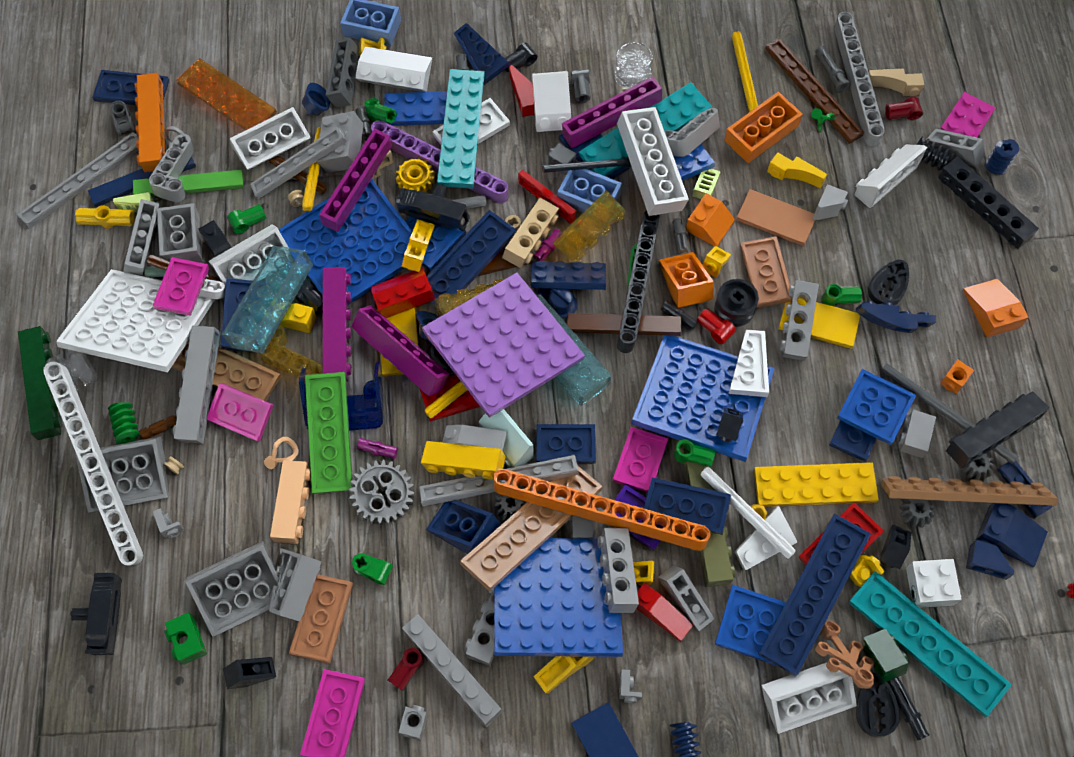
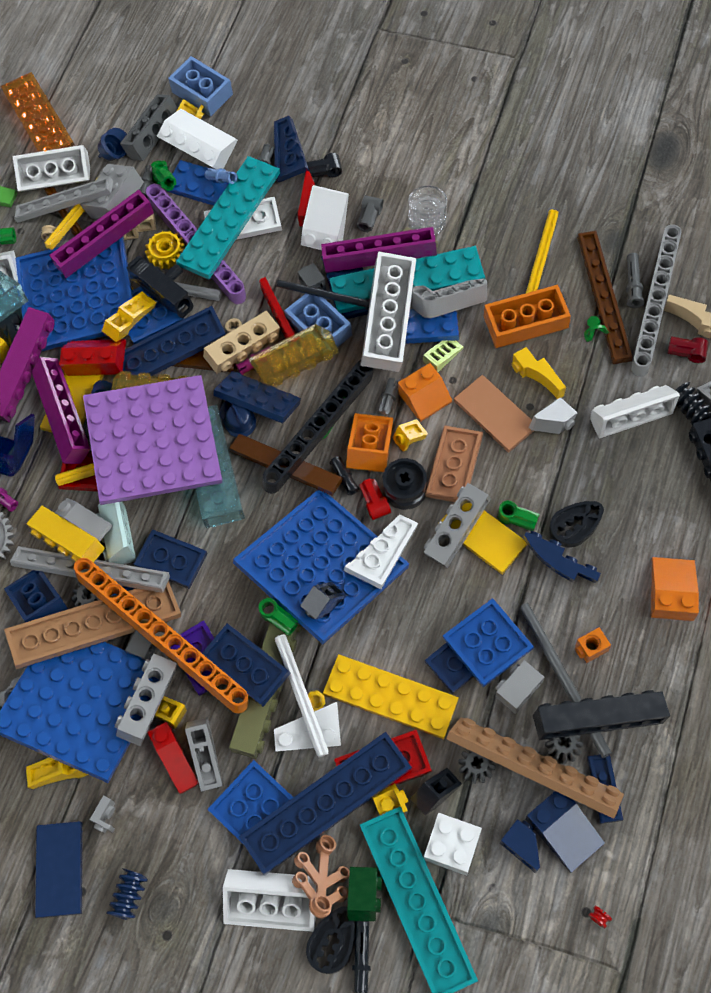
camera: 30 degrees right, 0 degrees up
(436, 93) = (221, 175): none -> medium blue pin
(640, 459) = (231, 602): dark pink plate -> none

